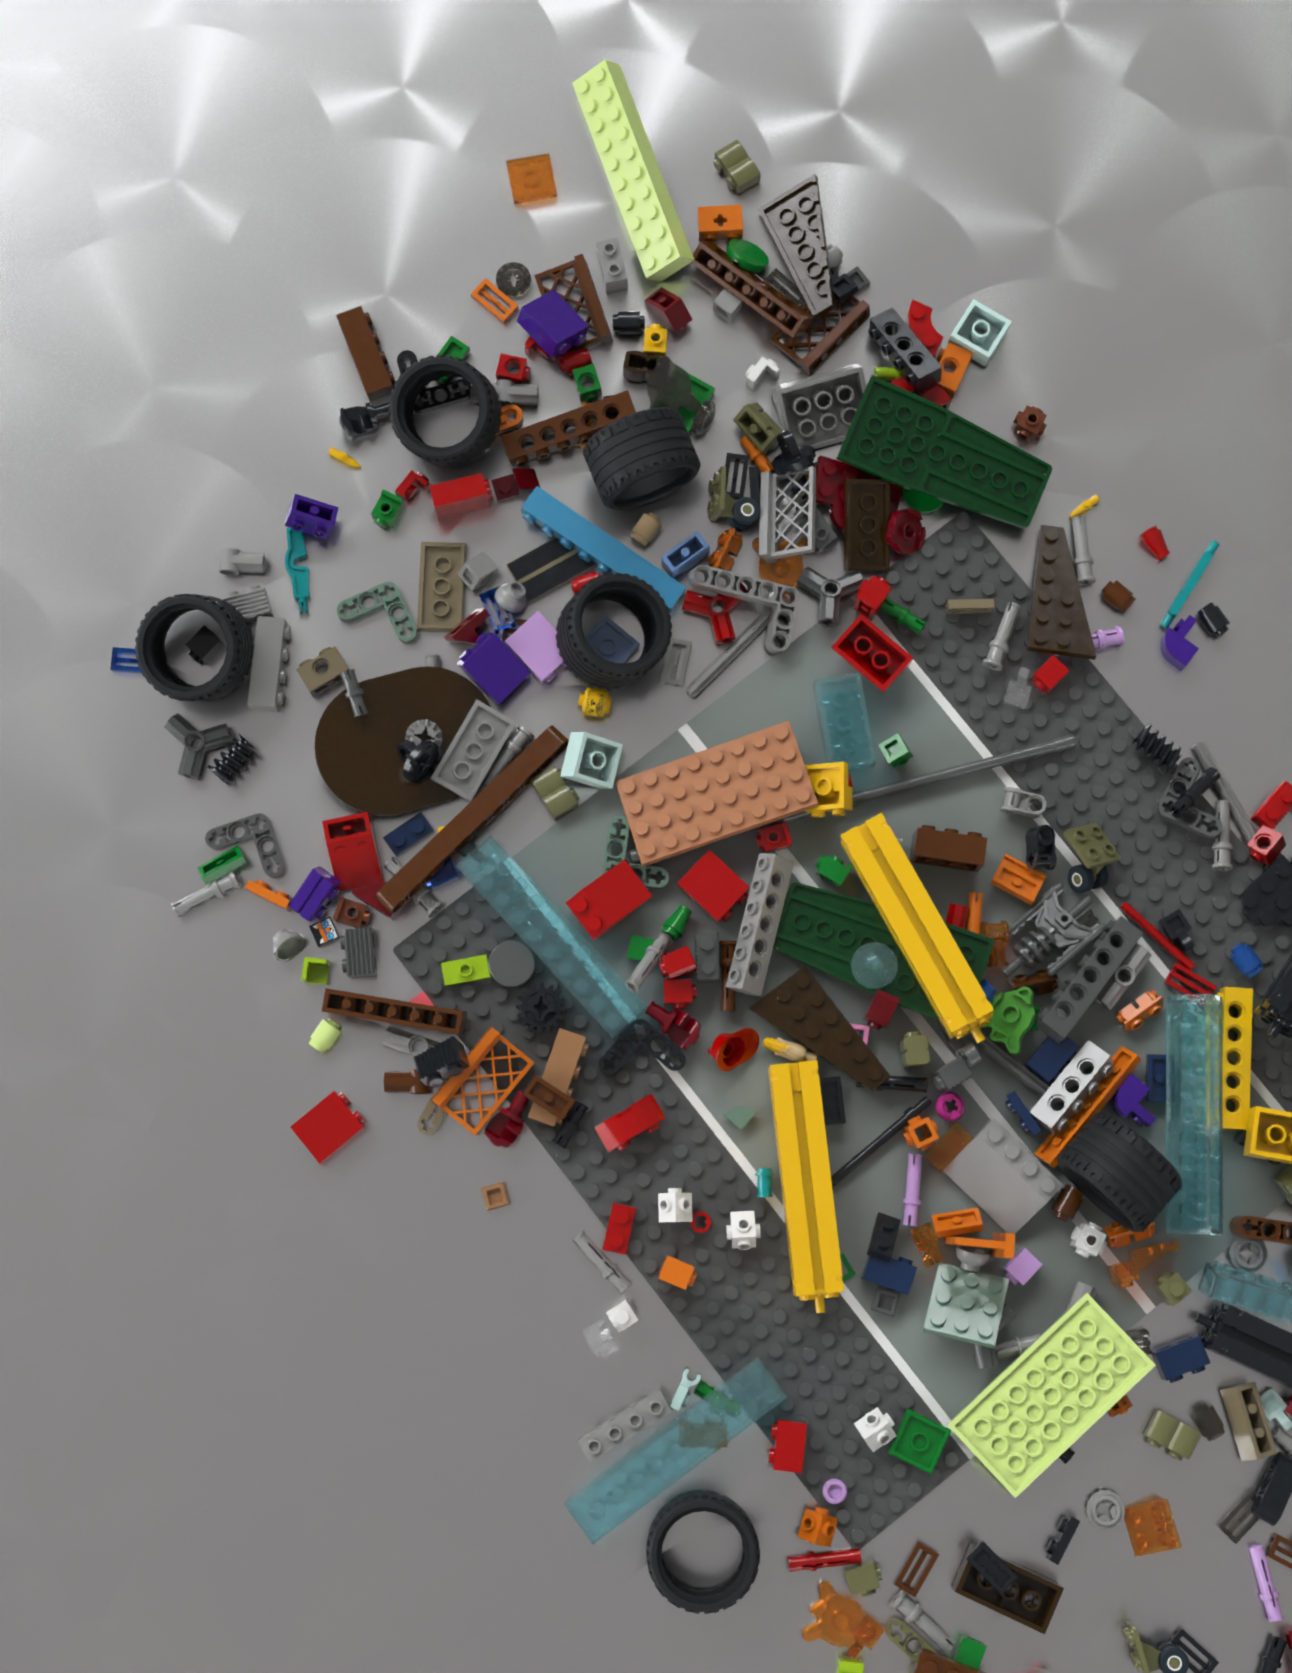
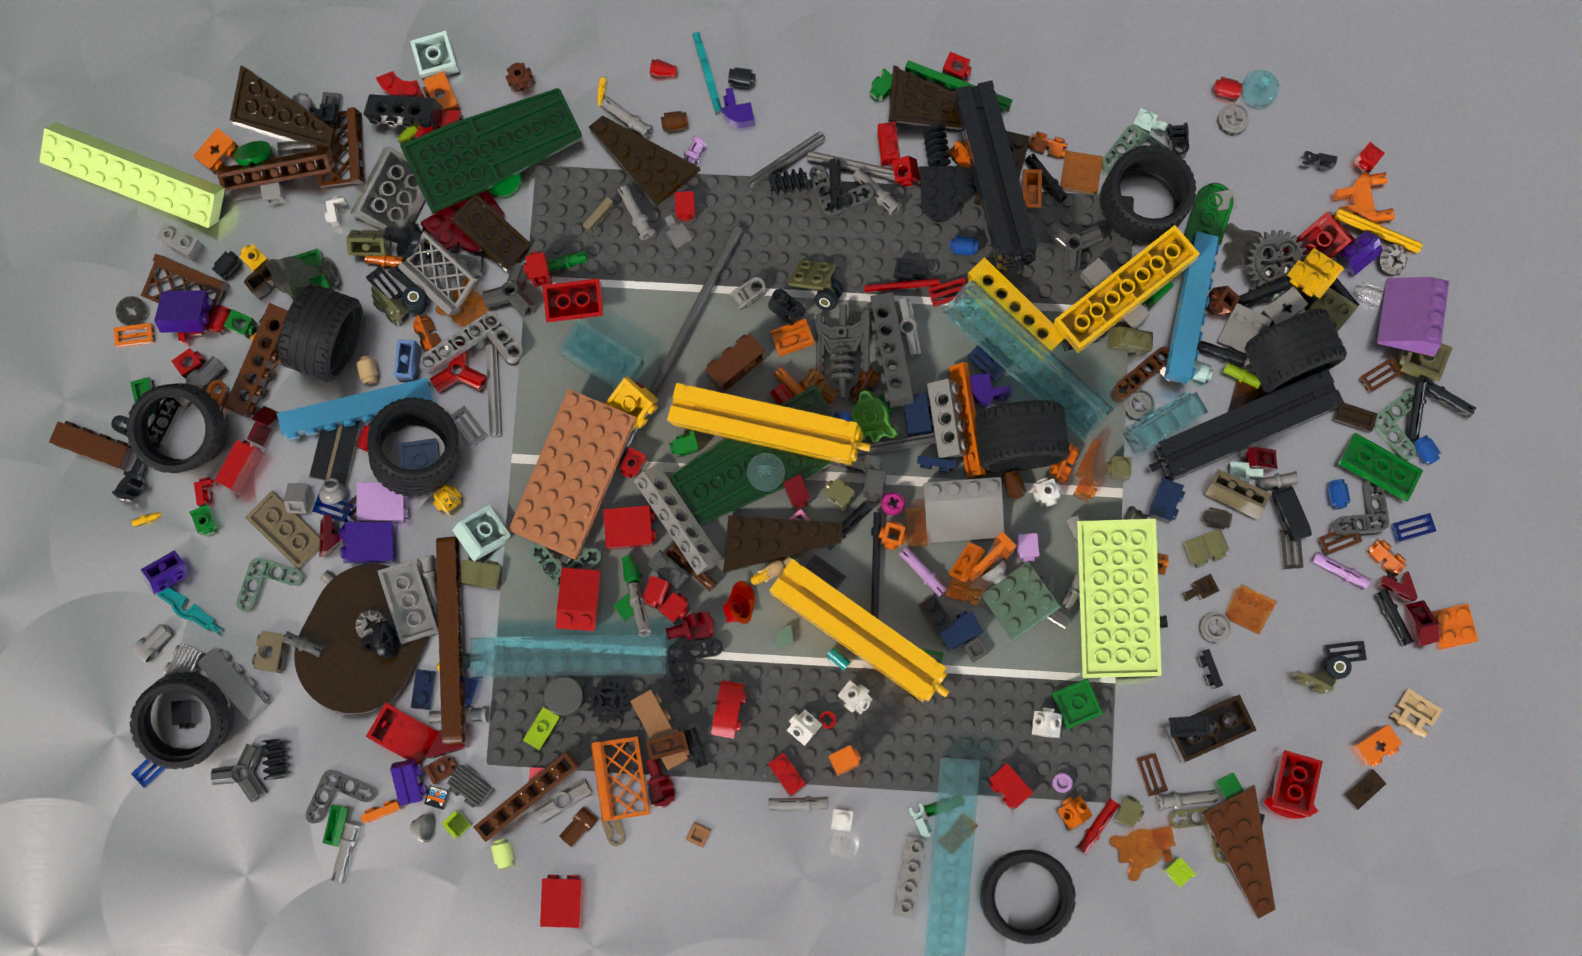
camera: 40 degrees left, 0 degrees up
(441, 1062) = (585, 794): black brick -> none
(531, 178) = (76, 242): clear orange tile -> none
(669, 309) = (241, 231): dark red slope -> none
(737, 167) = (190, 108): olive brick -> none
(896, 534) = (511, 218): dark red plate -> none
(898, 754) = (650, 340): brick -> none
(1131, 1464) = (1203, 587): none -> dark brown plate
(1133, 1018) = (939, 328): orange hinge -> none
(1175, 727) = (785, 160): none -> dark grey axle

